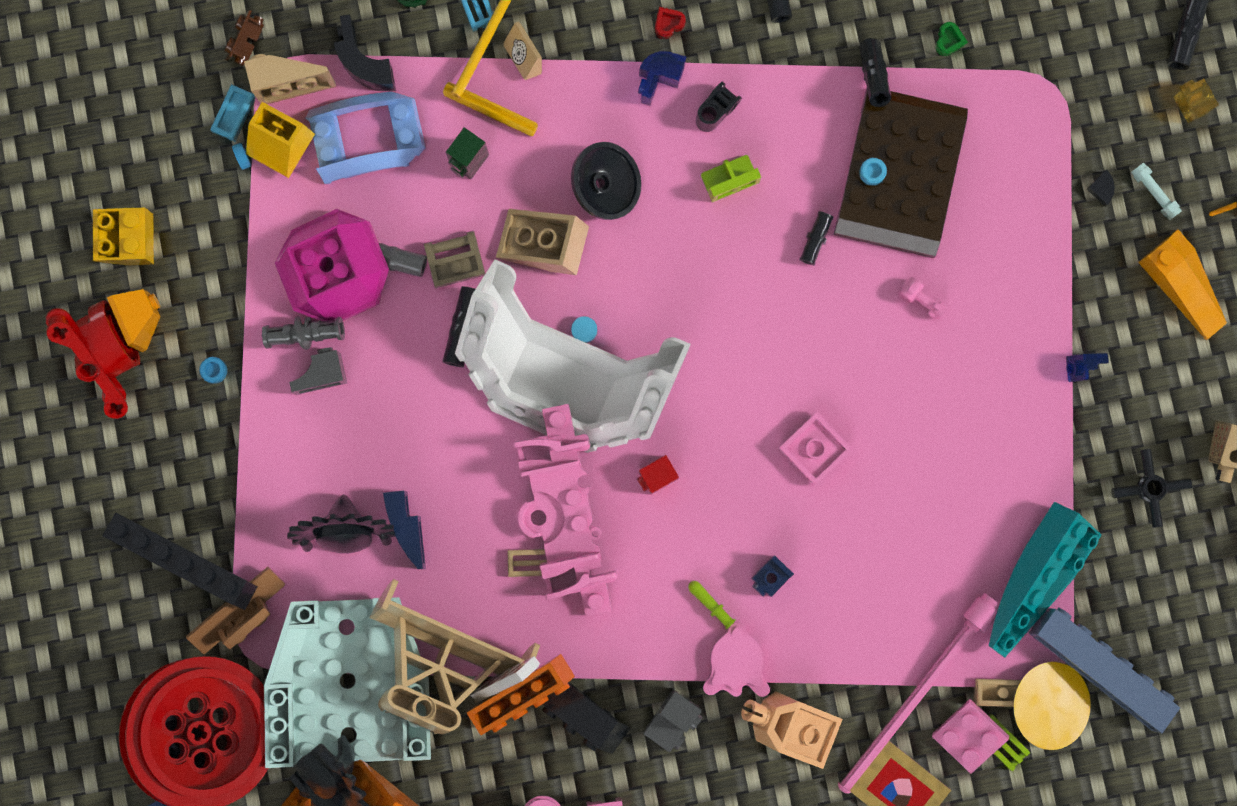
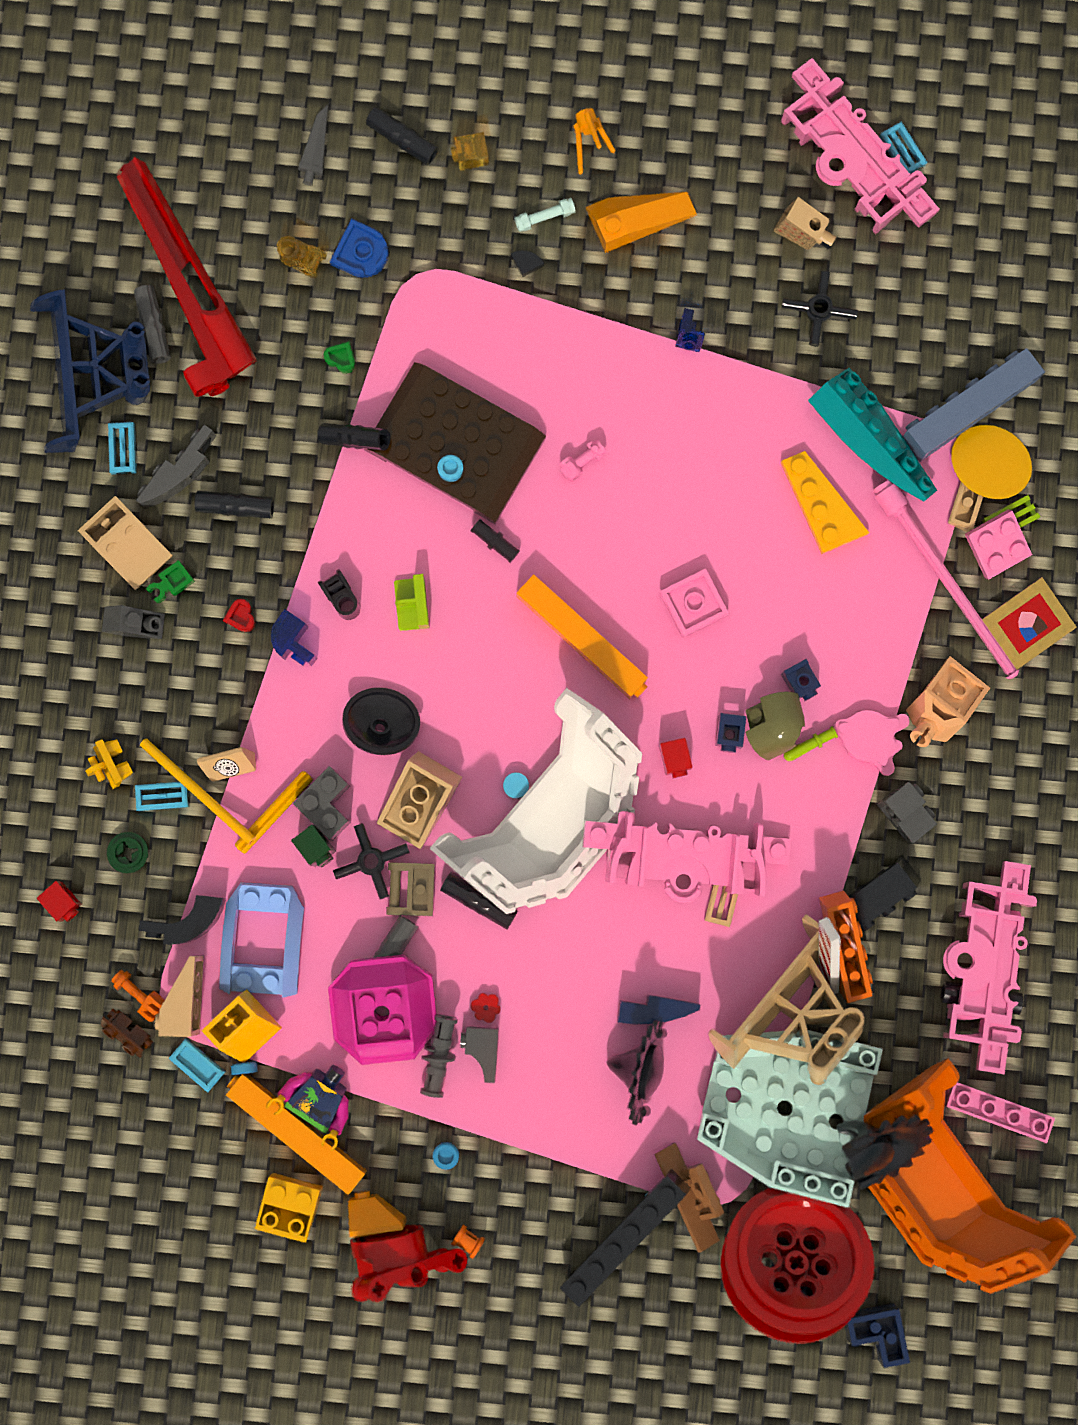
camera: 70 degrees left, 0 degrees up
(138, 414) = (468, 1241): none -> orange bush
(195, 222) = (295, 1133): none -> light orange brick
(229, 232) = (317, 1100): none -> torso
(278, 49) = (150, 1004): none -> orange hinge
(361, 357) = (478, 1006): none -> red plant
(476, 222) = (360, 865): none -> black bar
(510, 147) = (318, 803): none -> dark grey brick
(708, 519) = (734, 723): none -> dark blue brick
(719, 562) = (775, 724): none -> olive brick
(747, 350) = (582, 637): none -> light orange brick
(949, 551) = (824, 509): none -> yellow wing
(1061, 26) = (360, 251): none -> blue tile

